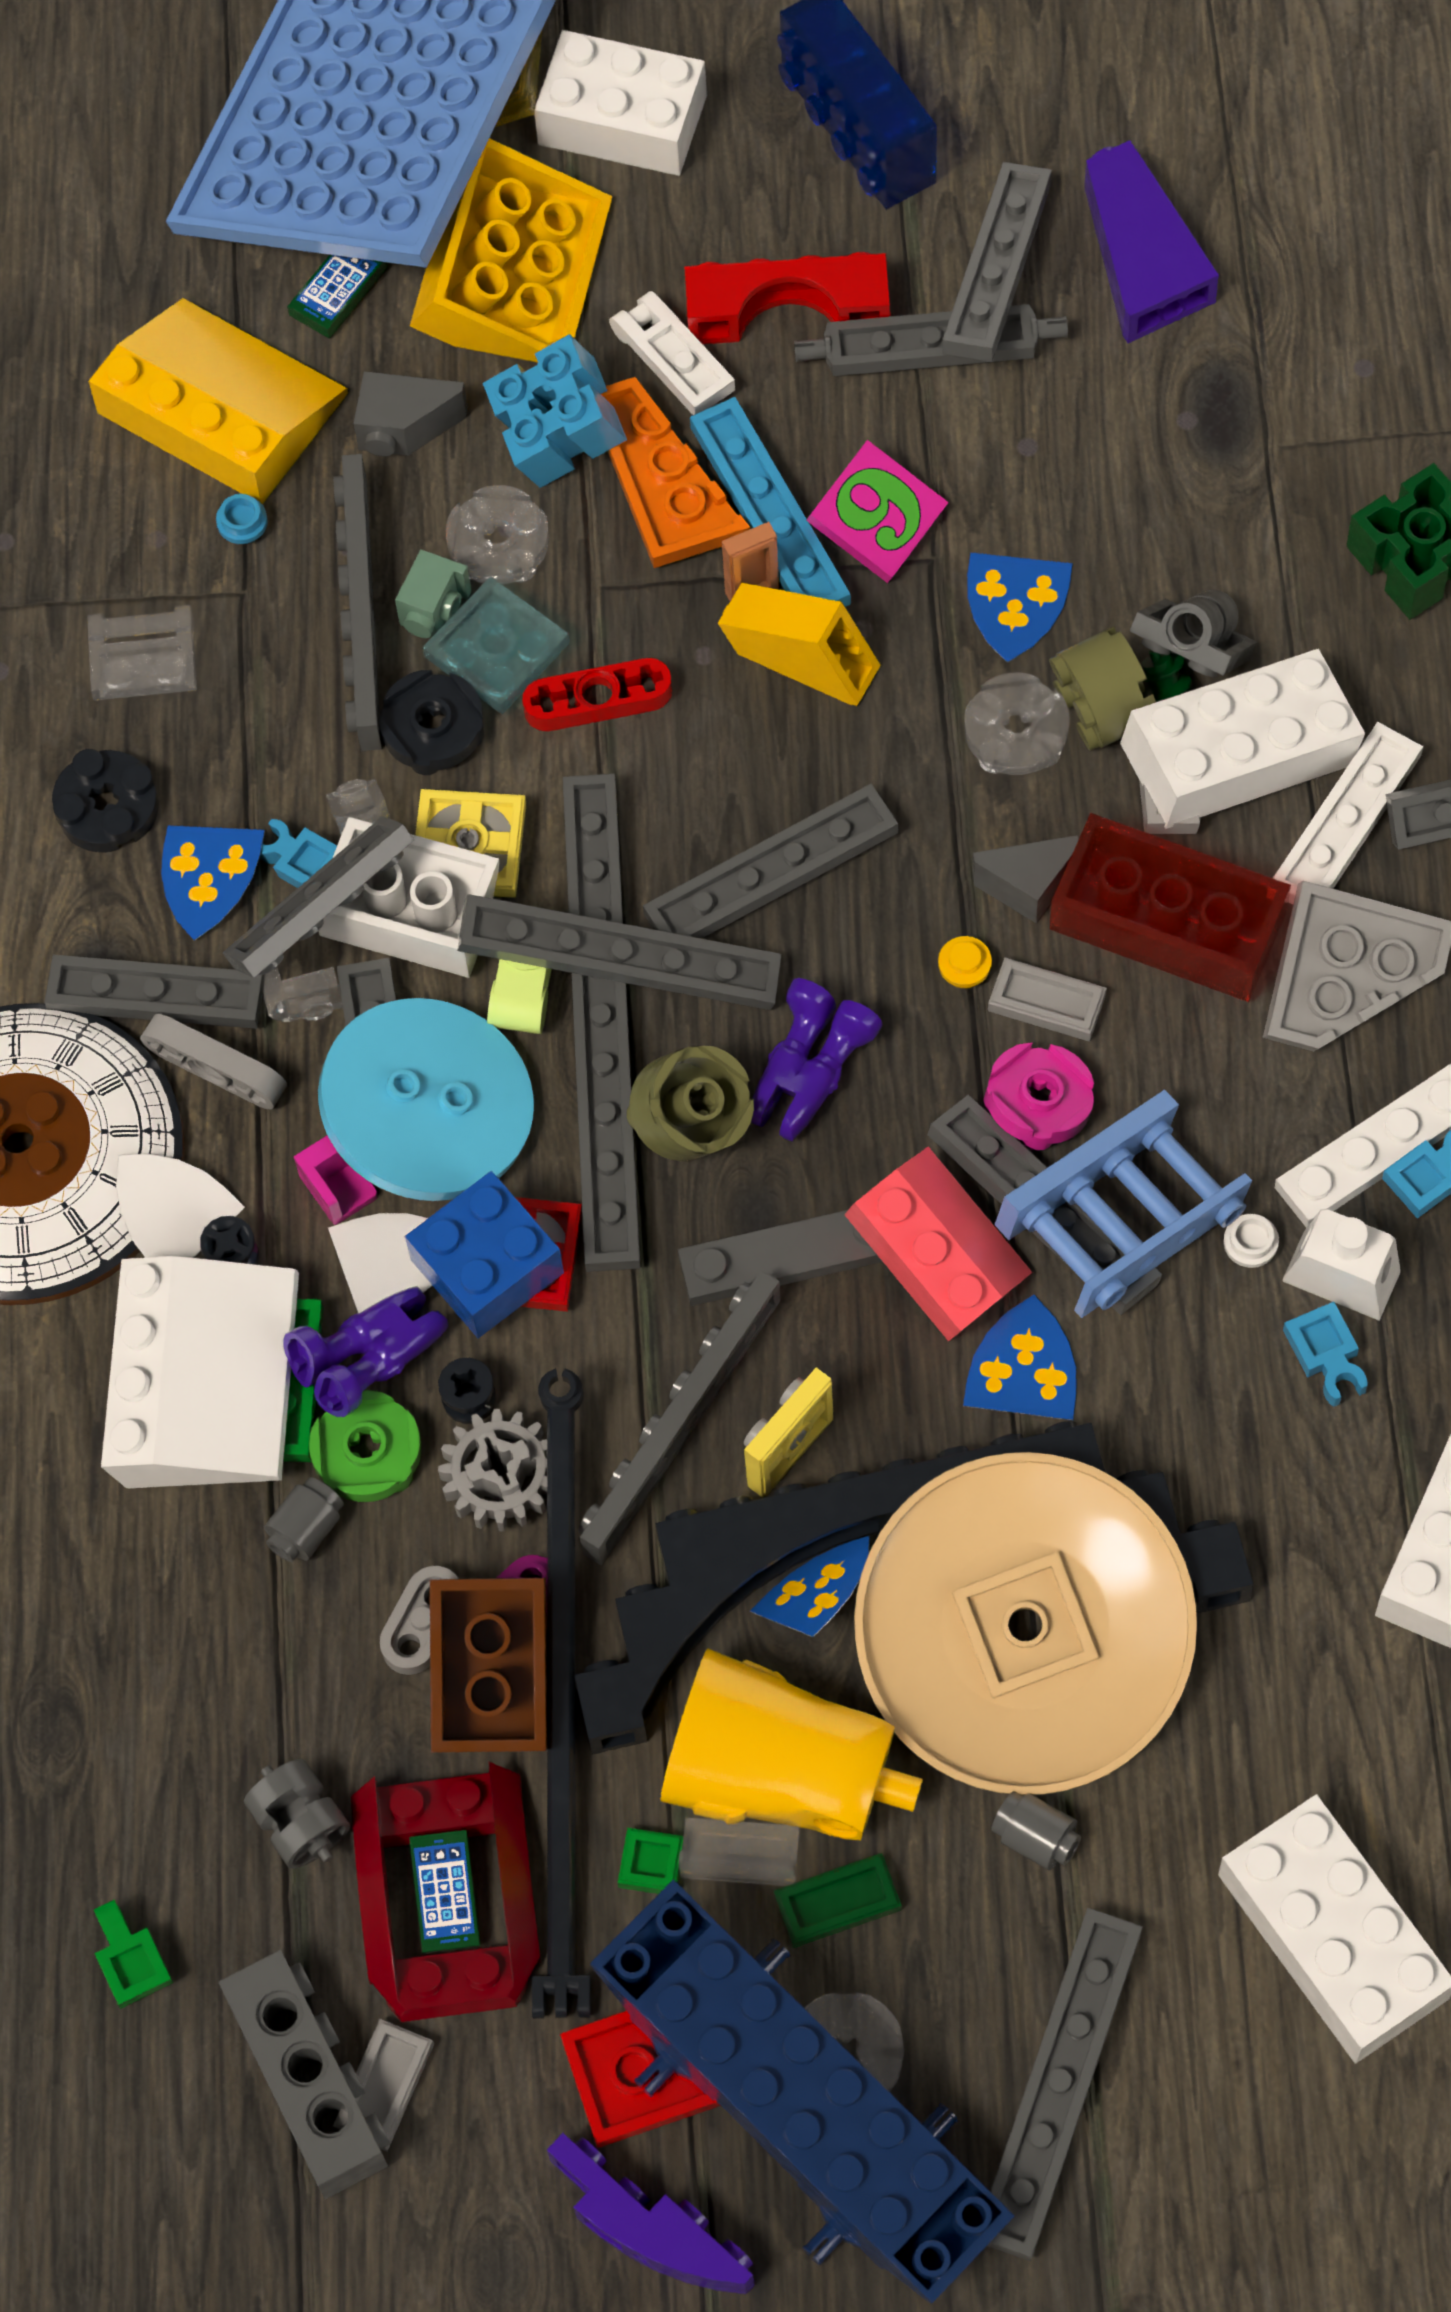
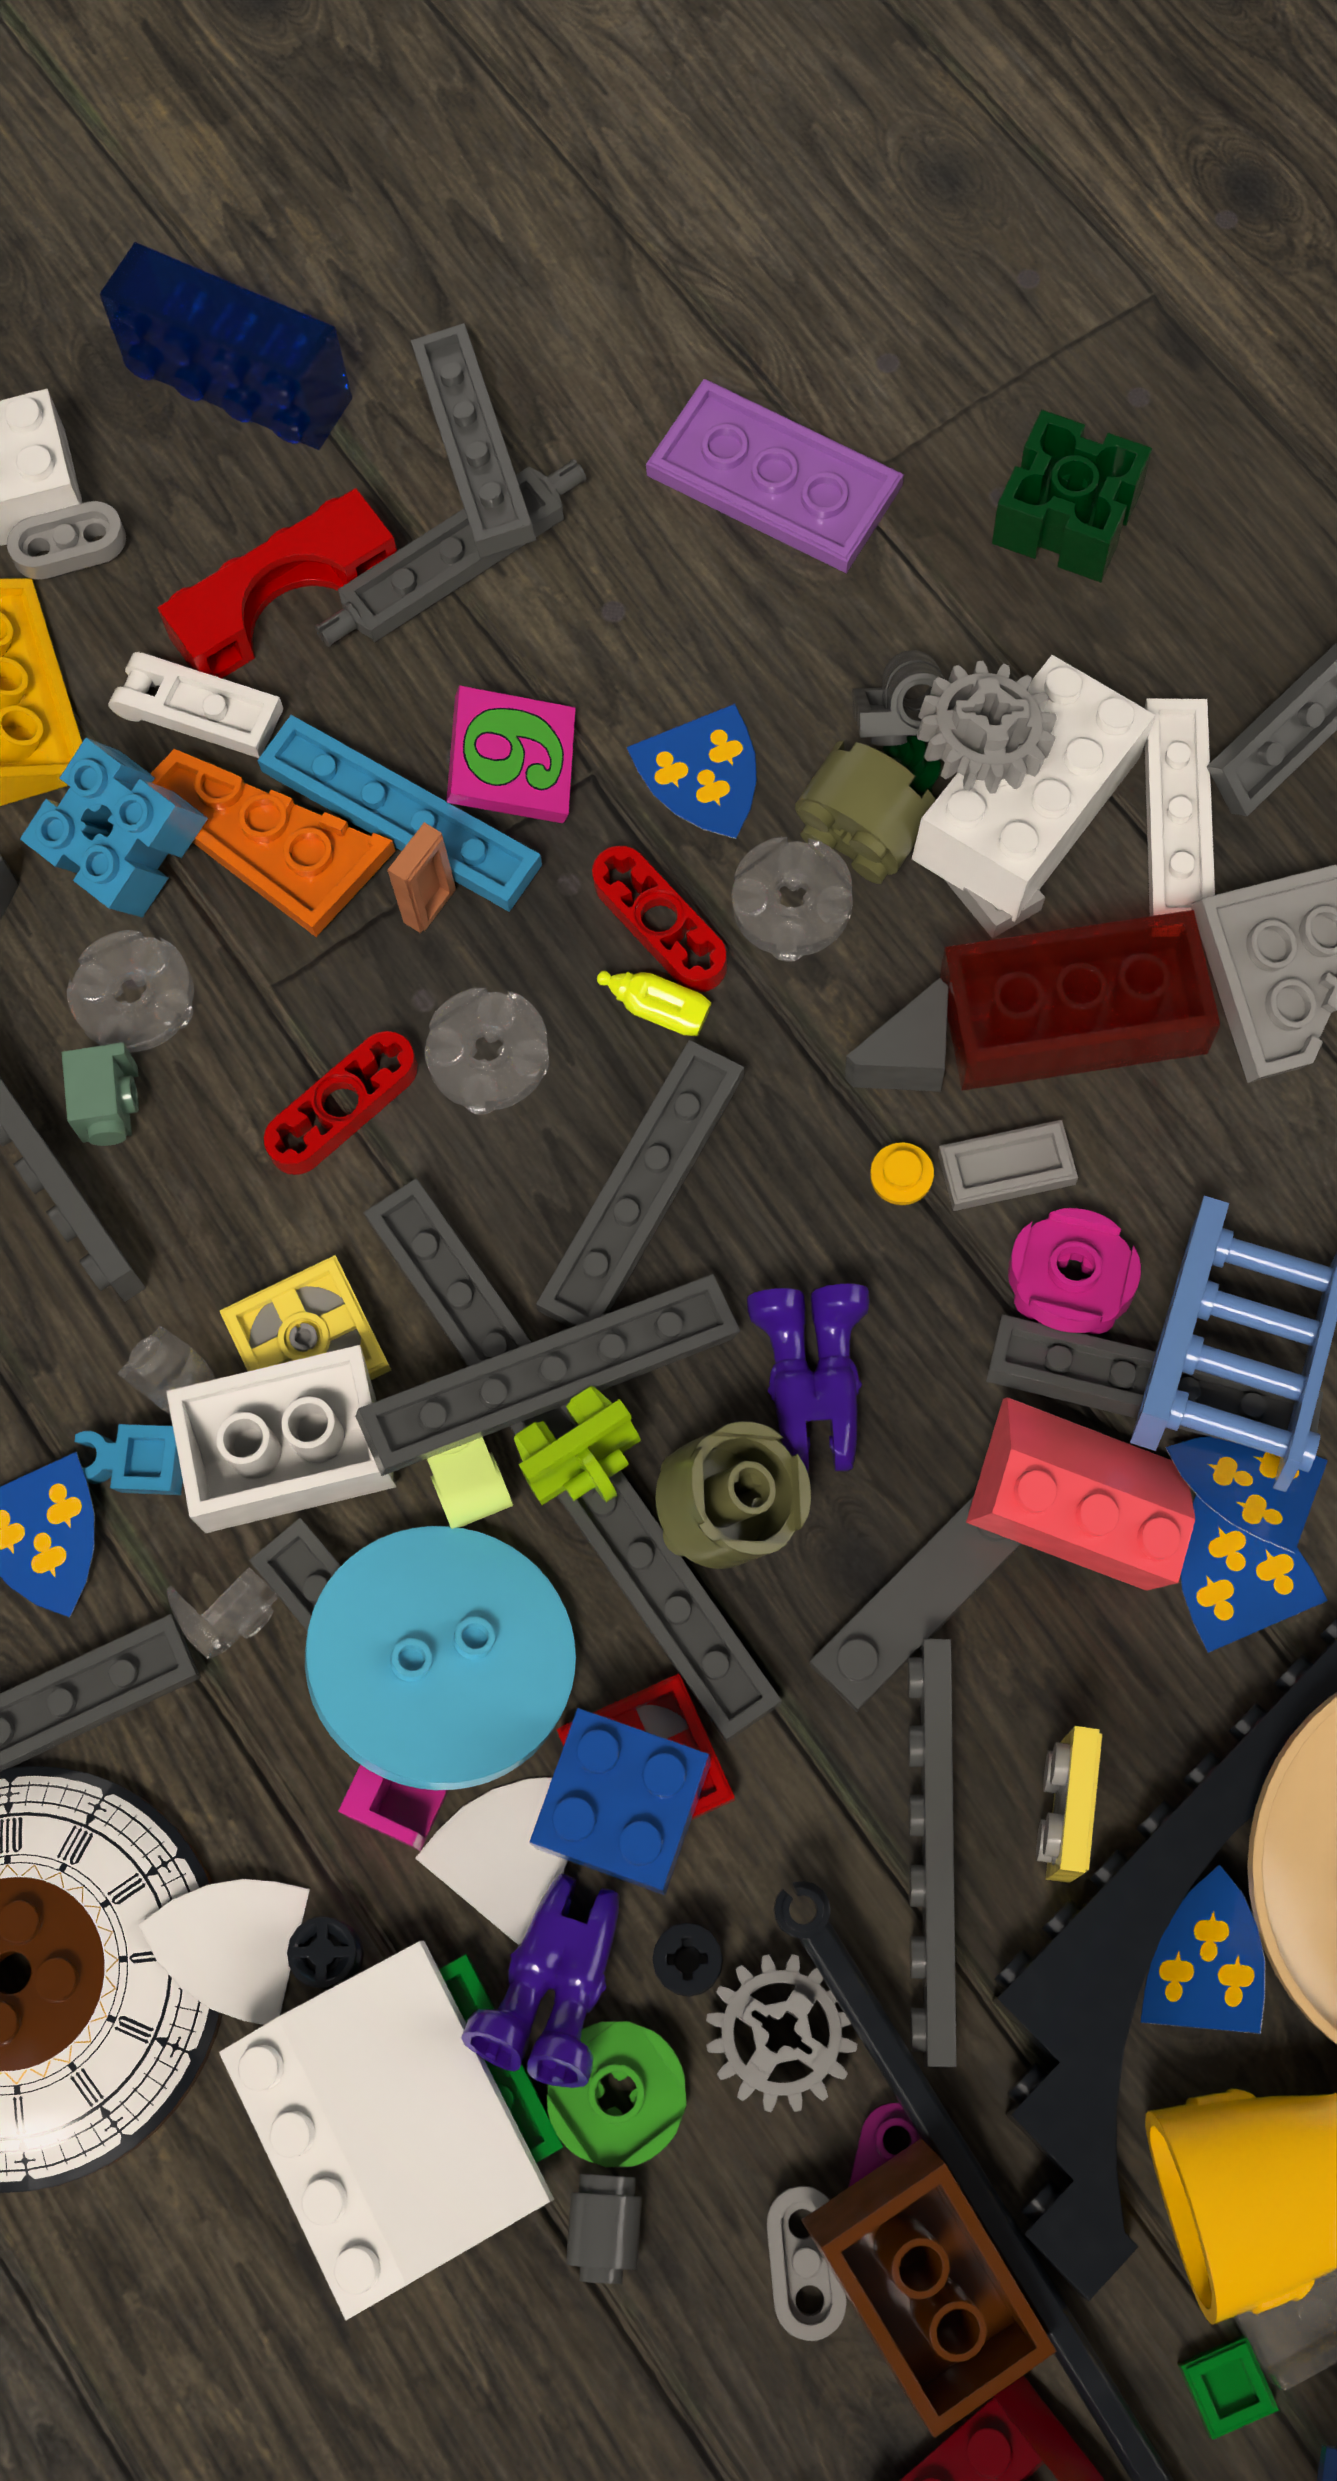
camera: 30 degrees left, 5 degrees up
(213, 1061) = (177, 1746): light grey beam -> none
(331, 886) = (192, 1505): dark grey plate -> none
(438, 747) = (197, 1260): black plate -> none
(496, 644) = (202, 1109): clear light blue plate -> none
(605, 1016) = (582, 1456): none -> lime hips
(656, 180) = (67, 538): none -> light grey plate
(728, 740) = (483, 1083): none -> clear plate
(801, 639) = (519, 928): yellow slope -> none
(872, 747) = (659, 1000): none -> neon yellow piece
(900, 707) = (657, 892): none -> red beam
(1050, 1297) = (1240, 1488): none -> blue sticker
(1145, 245) = (602, 349): dark purple slope -> none
(1215, 668) = (986, 723): none -> light grey gear
(1216, 408) = (775, 475): none -> medium lavender tile

